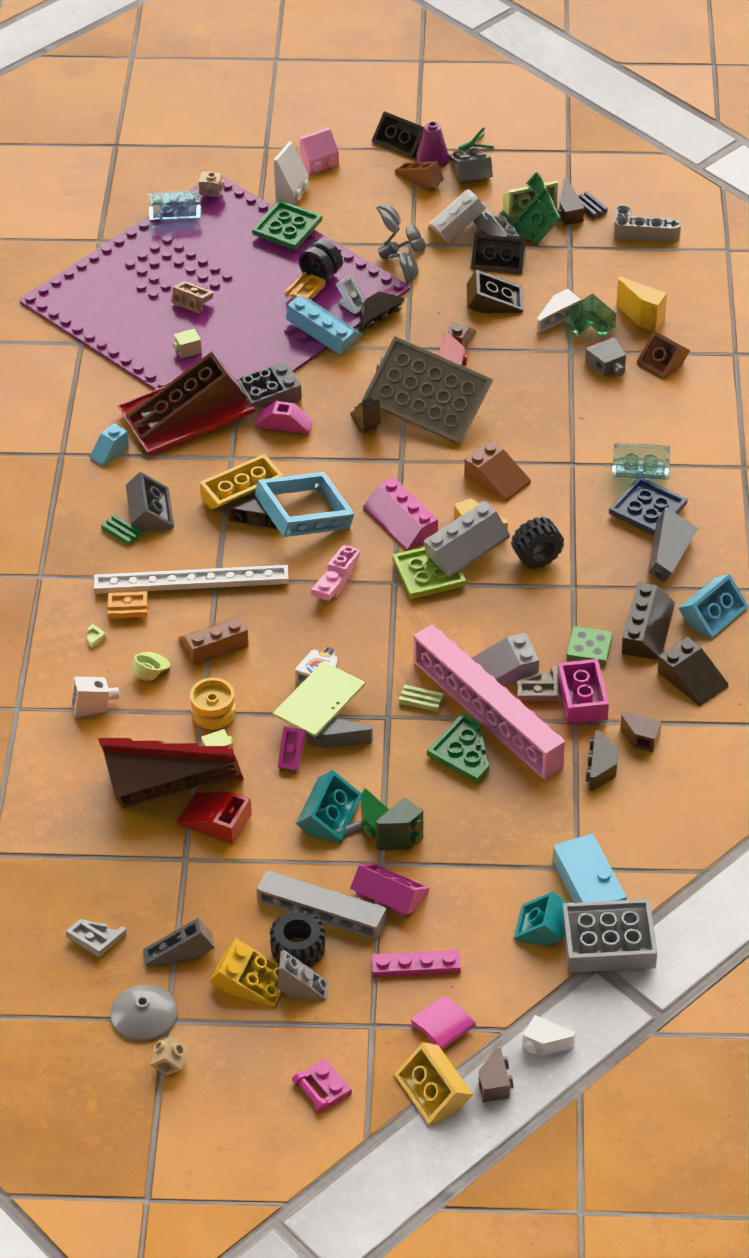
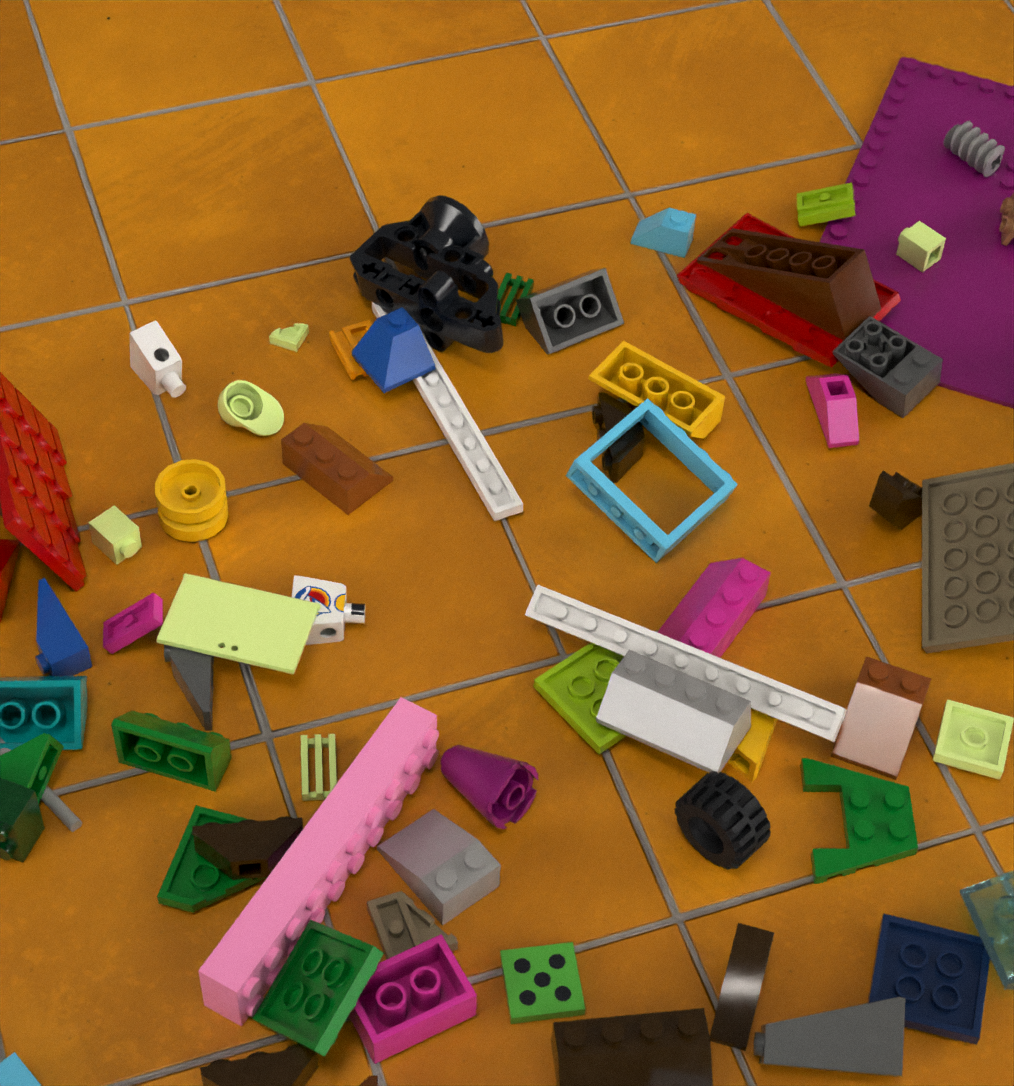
camera: 65 degrees right, 5 degrees up
(76, 537) = (449, 251): none -> black piece
(125, 292) = (974, 148): none -> light grey piece
(130, 370) = (826, 204): none -> lime plate
(147, 584) = (393, 351): none -> blue slope
(277, 787) = (58, 640): none -> blue slope
(337, 573) = (523, 572): bright pink slope -> none
(386, 750) = (171, 749): none -> green slope
(415, 539) = (622, 635): none -> white plate
(469, 729) = (246, 847): none -> dark brown slope
(470, 626) = (491, 783): none -> magenta cone
(524, 443) = (973, 739): none -> yellowish green plate
(549, 496) = (874, 815): none -> green wing
(571, 713) = (318, 987): none -> green plate
(622, 568) = (741, 986): none -> dark brown slope

